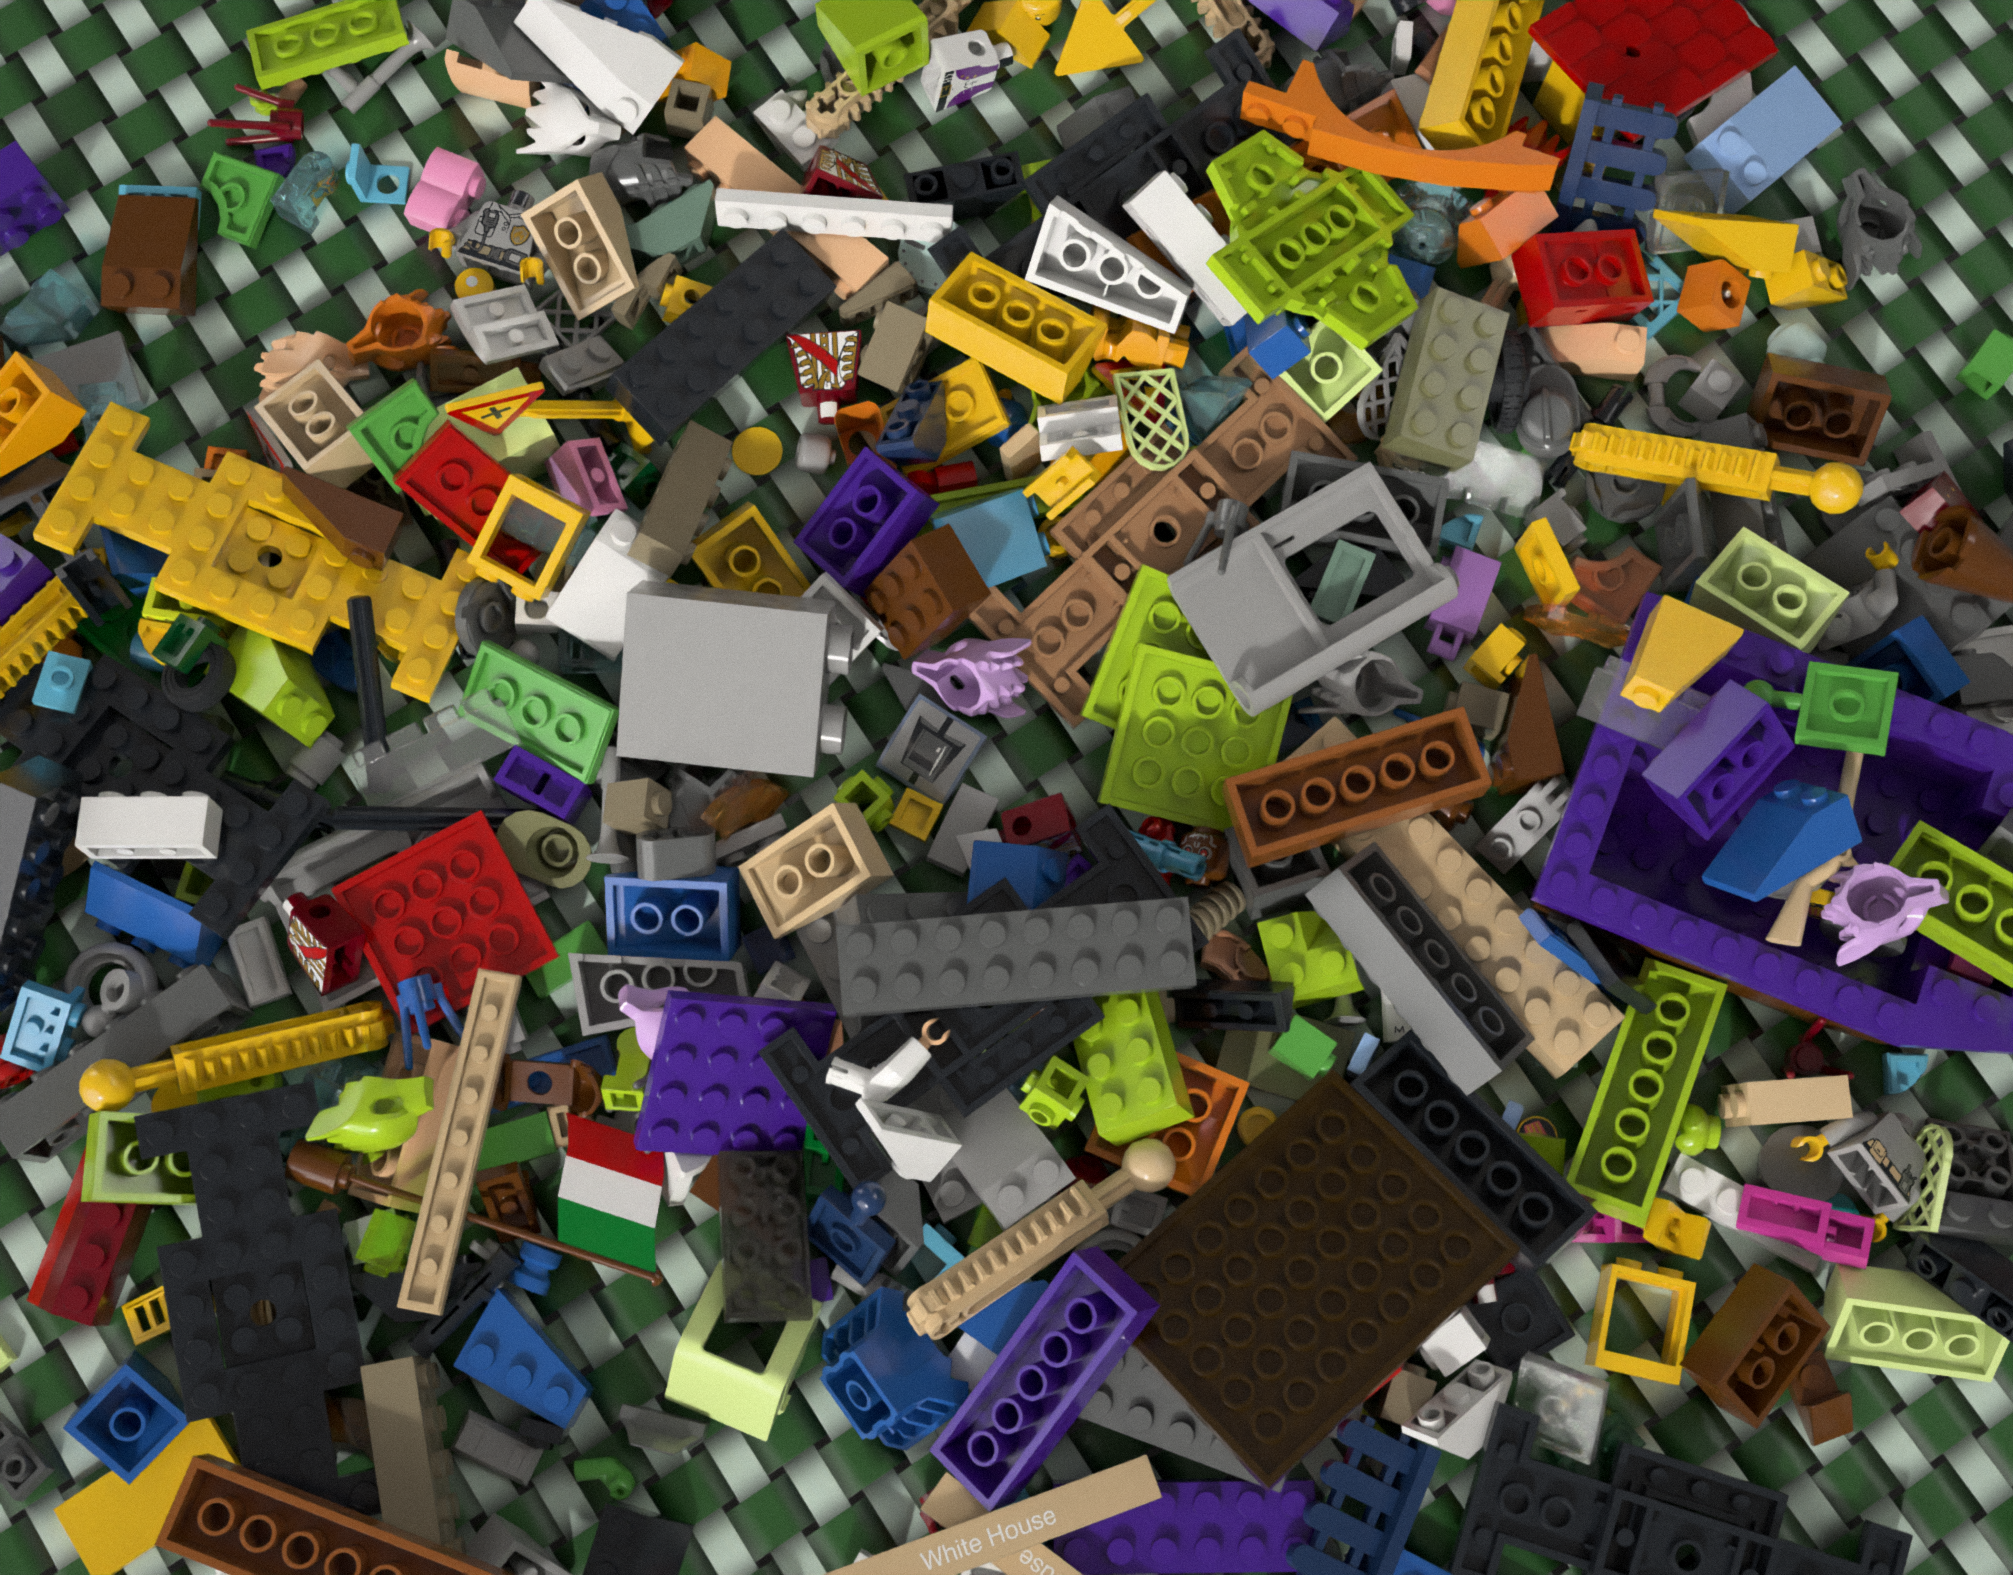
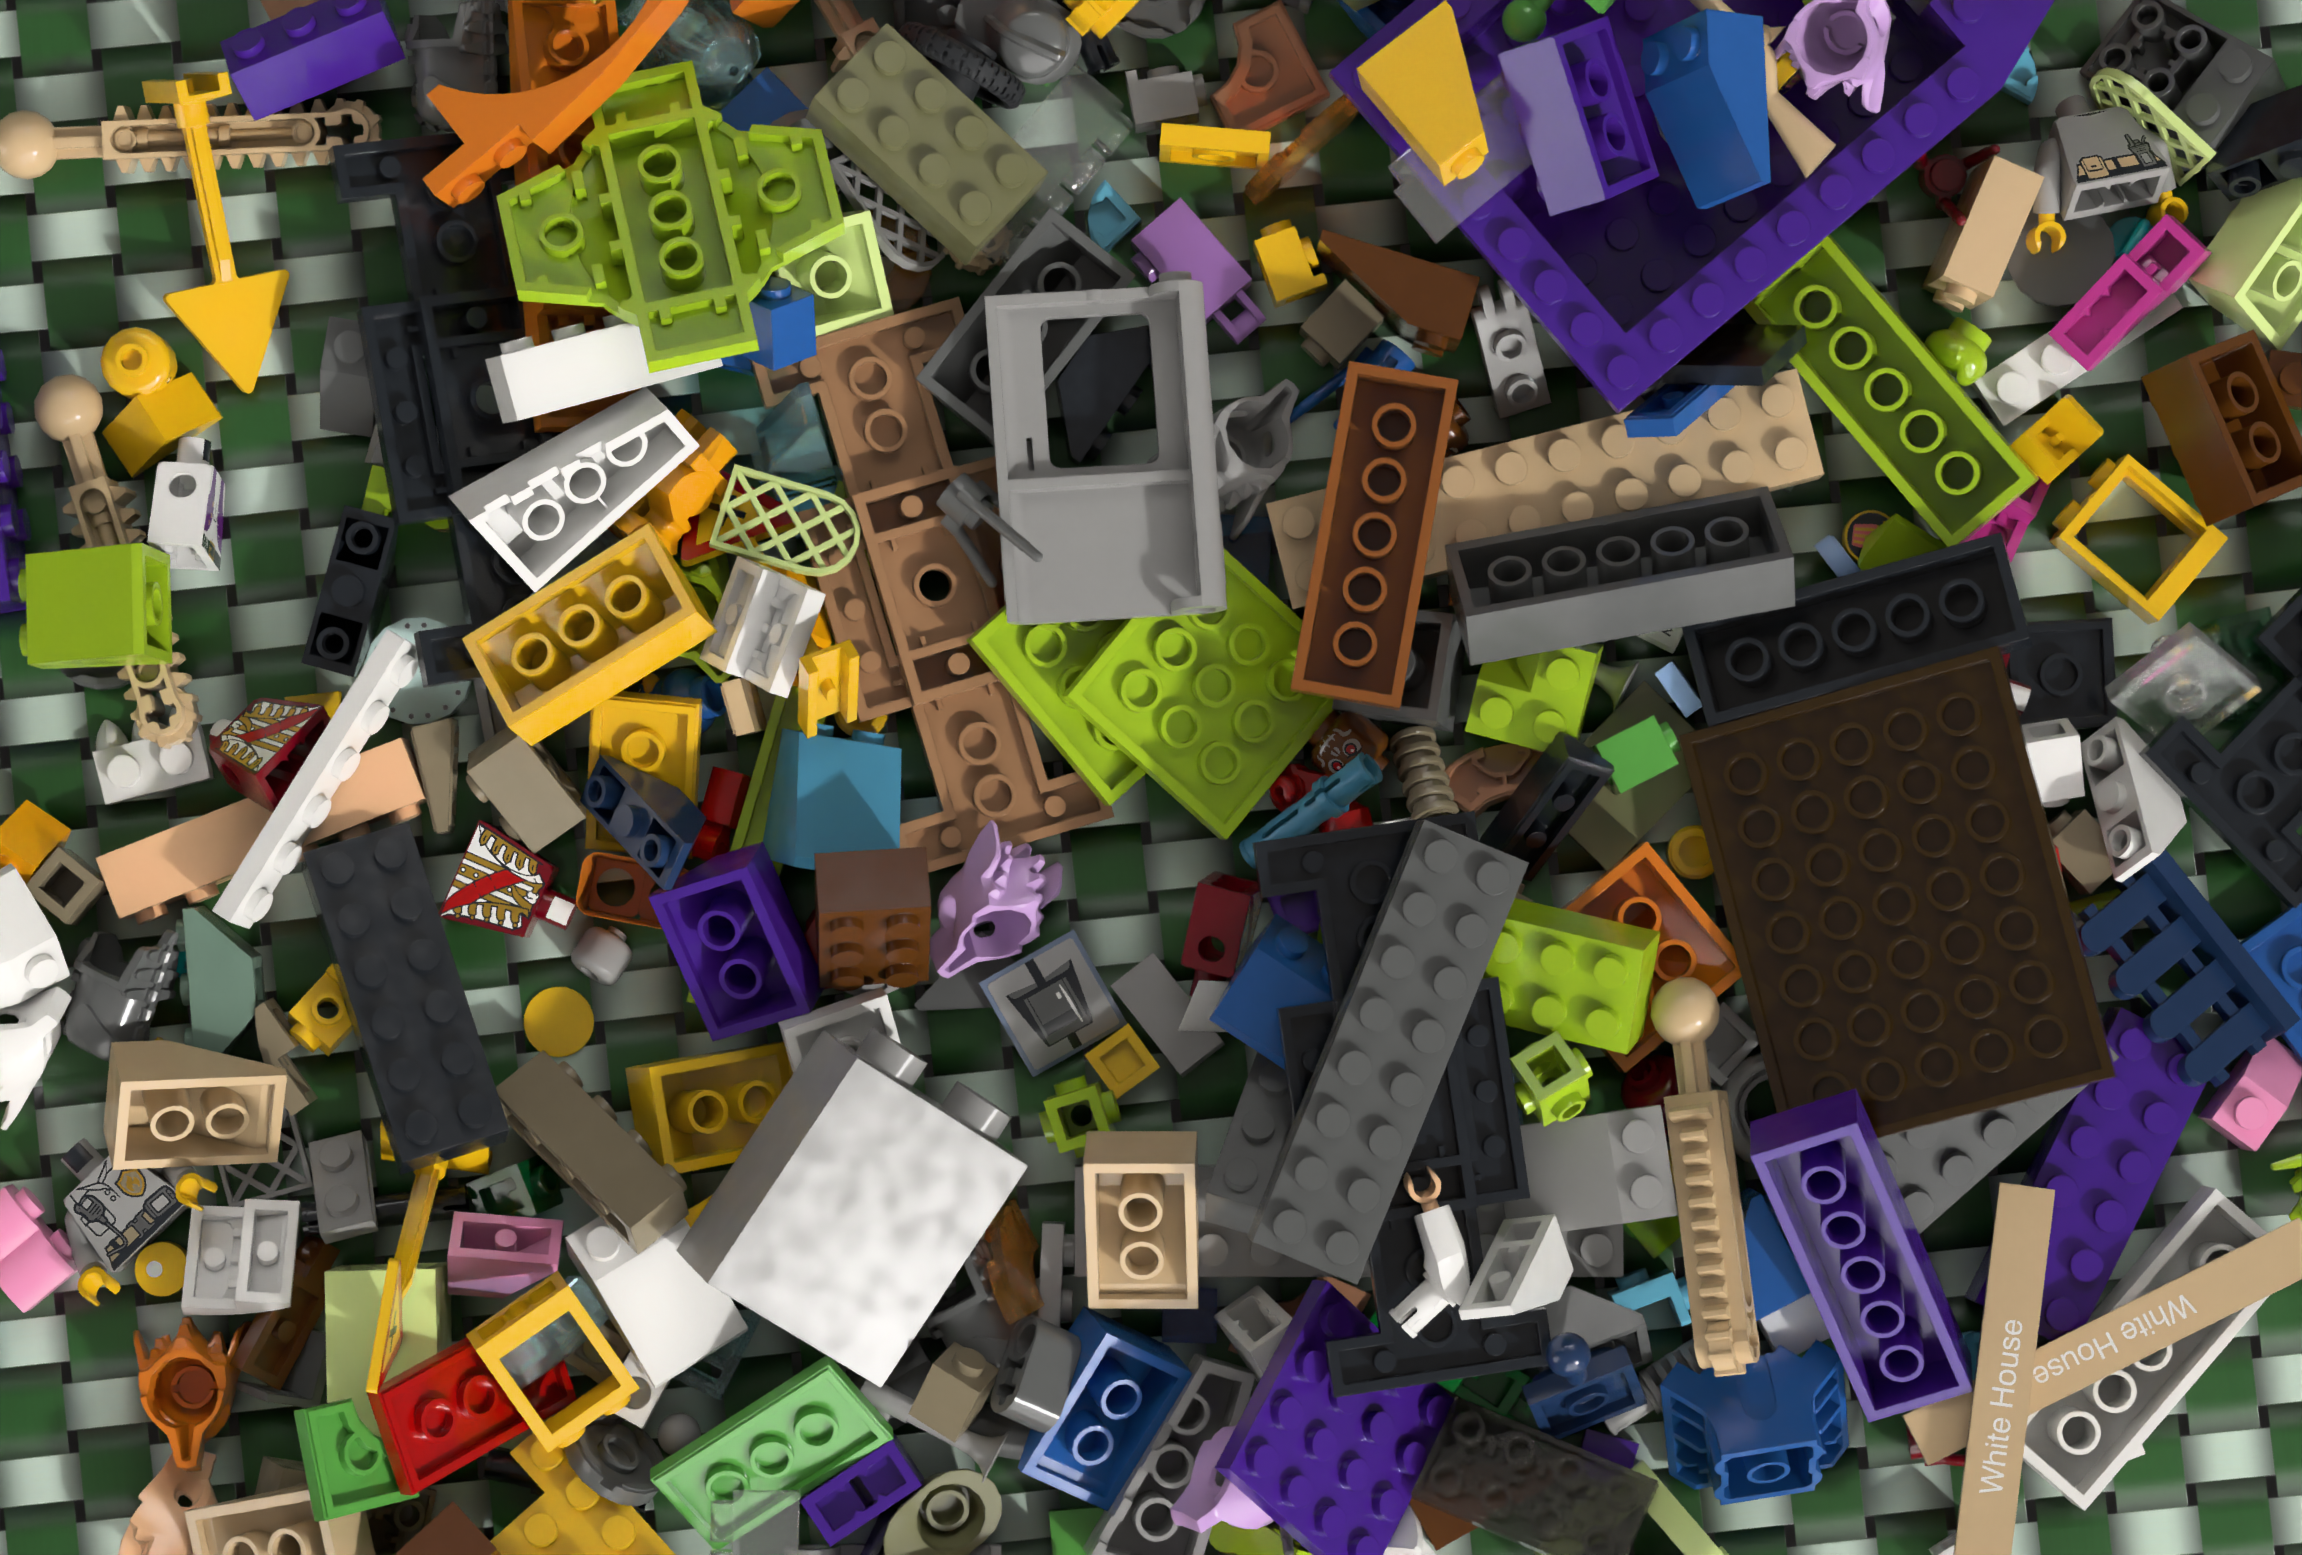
camera: 65 degrees left, 10 degrees up
(1341, 582) = (1109, 407): sand green tile -> none

